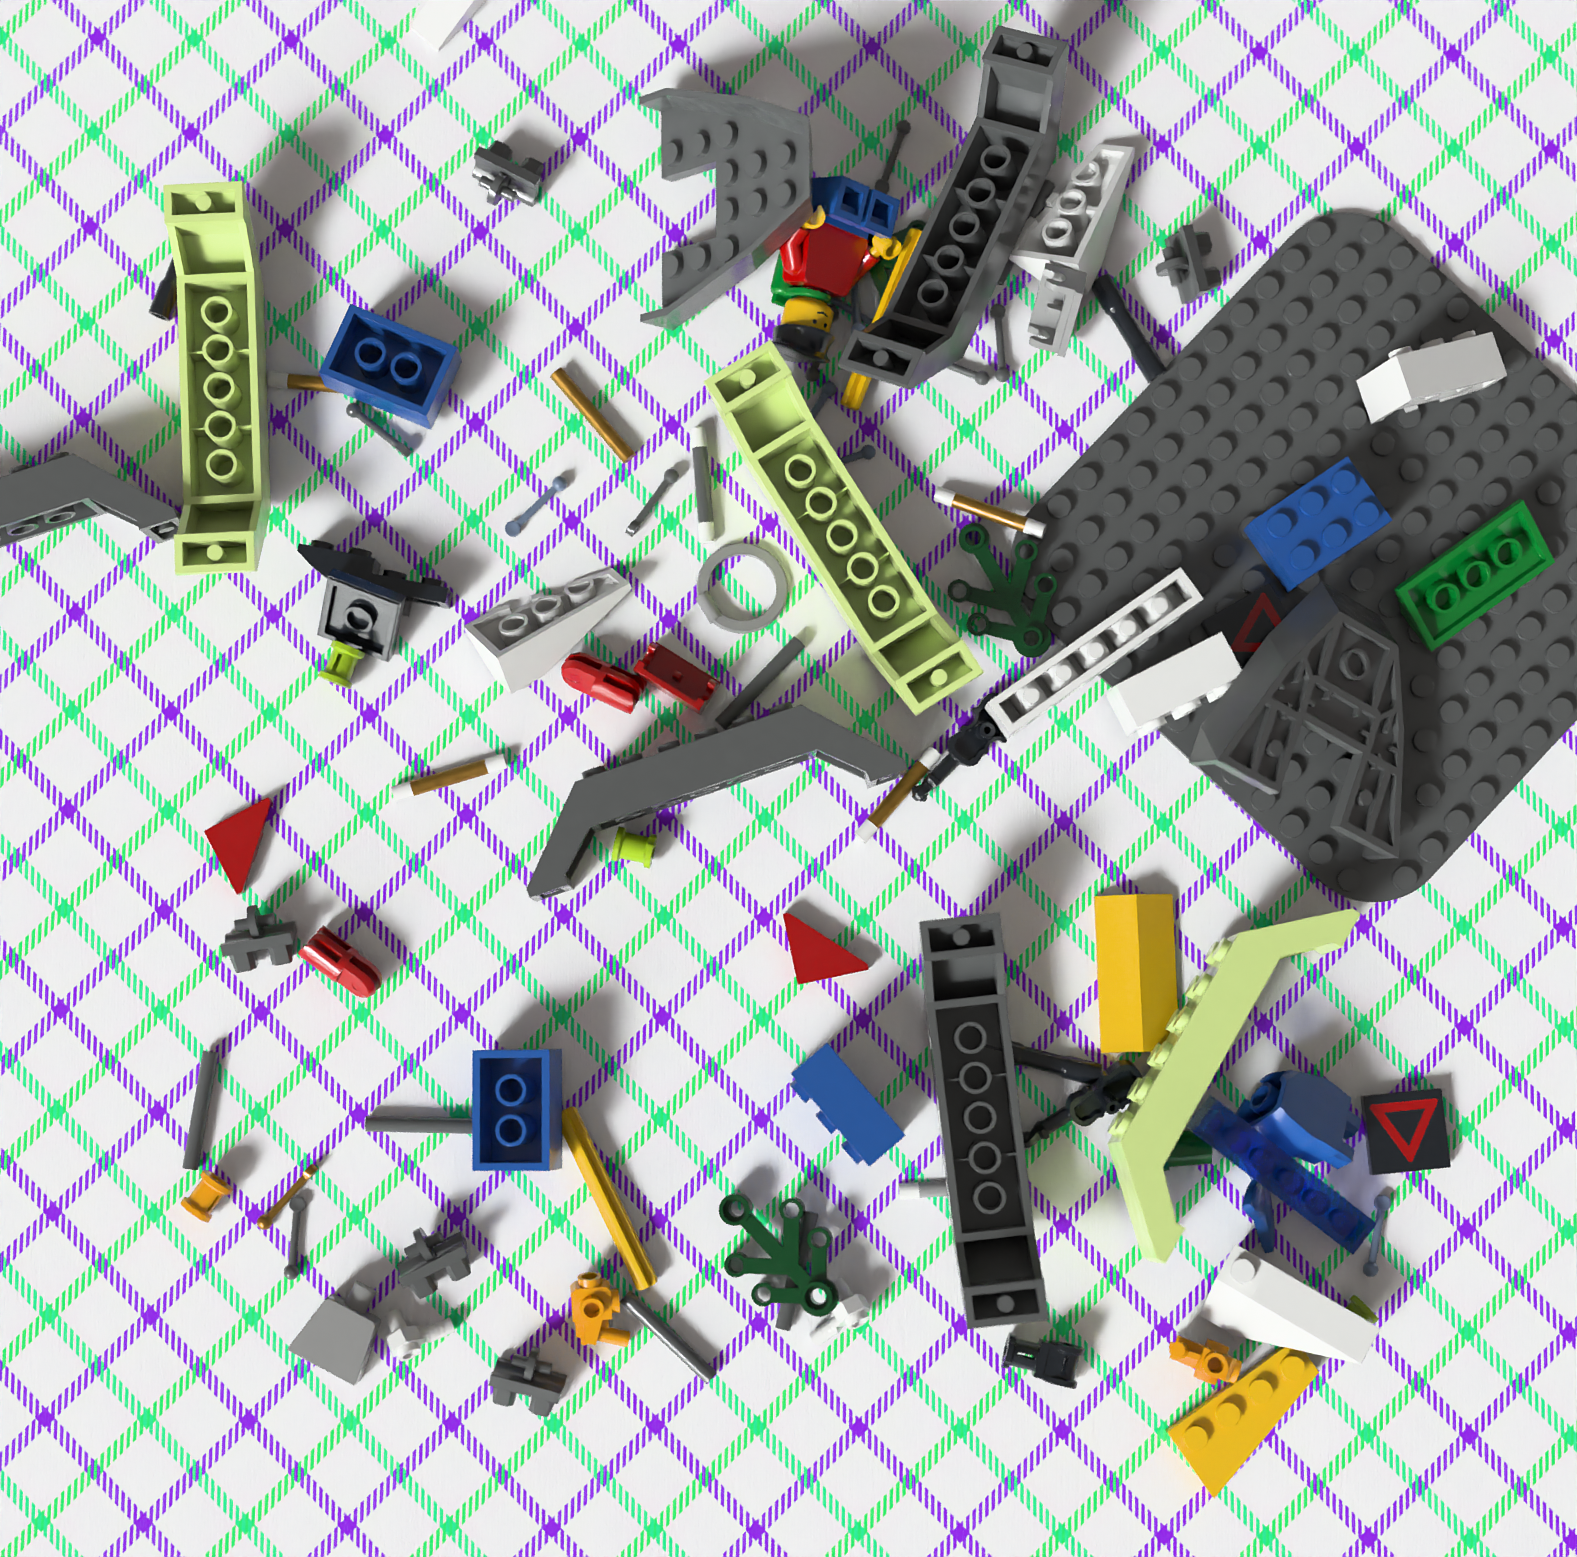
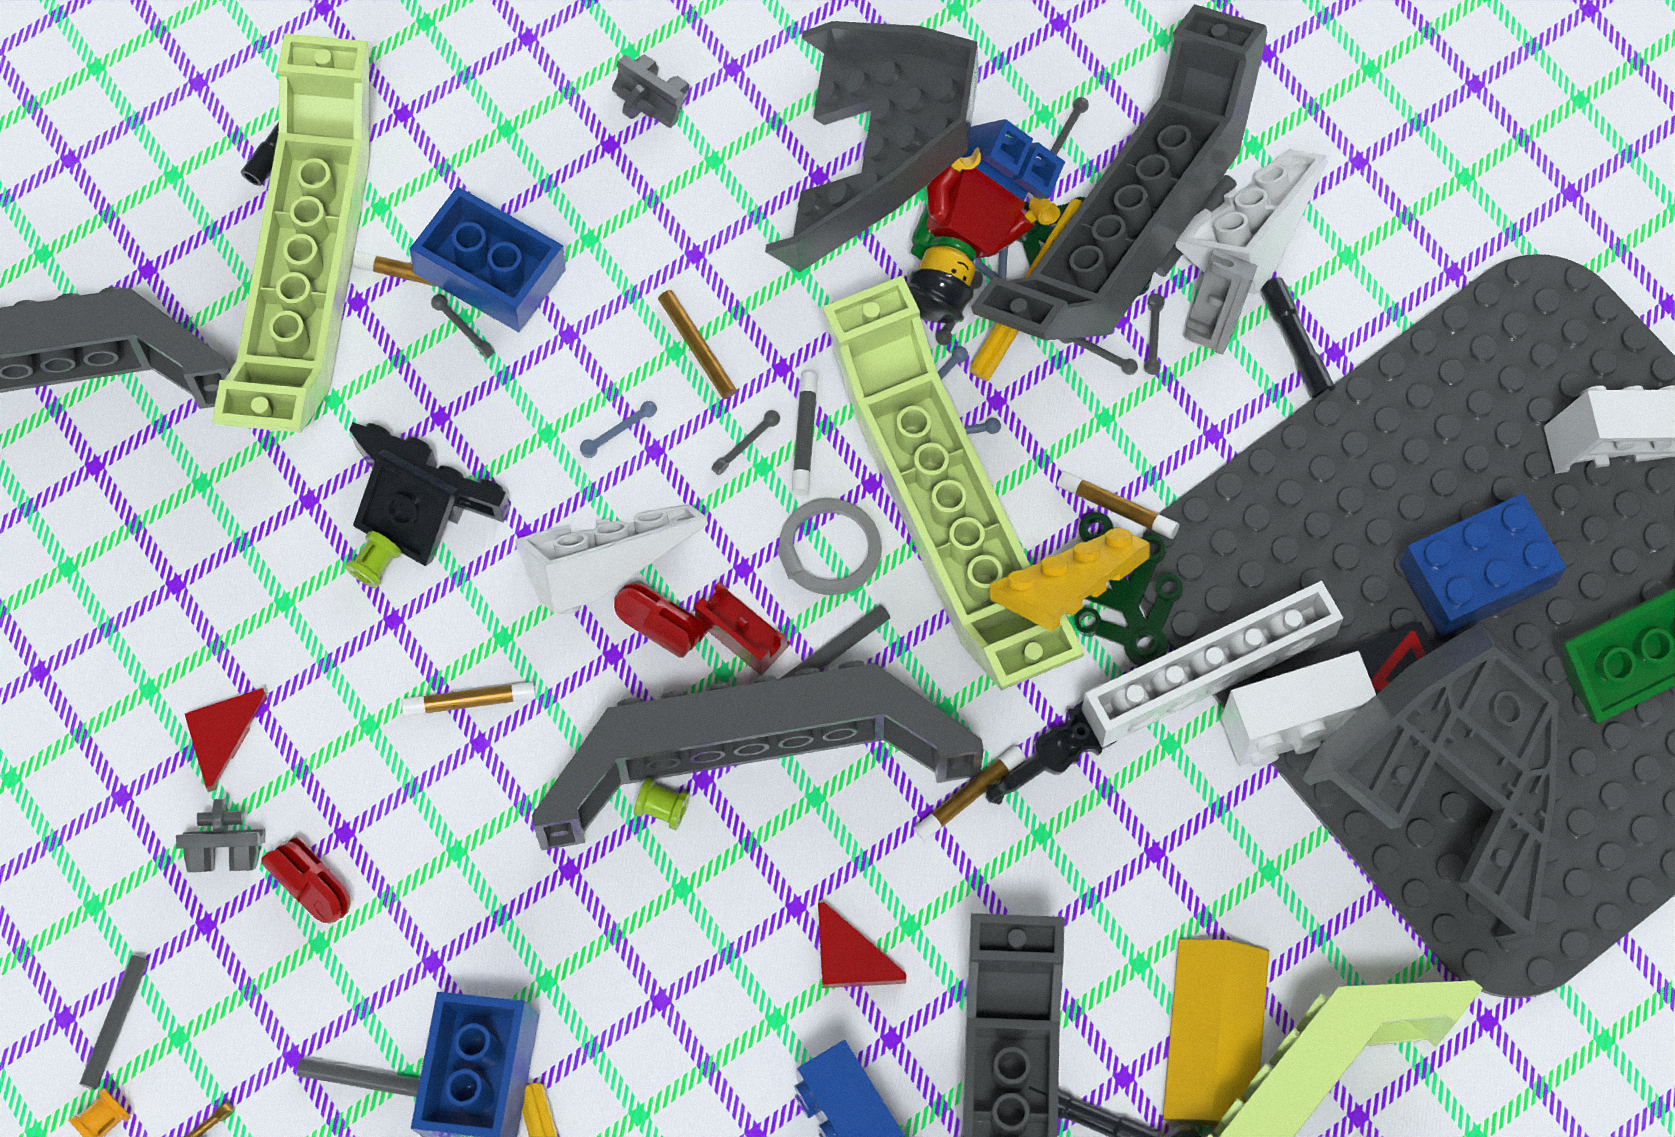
camera: 10 degrees right, 15 degrees down
(954, 604) = (1064, 580): none -> yellow wing
(1185, 264) = (1367, 283): dark grey hips -> none

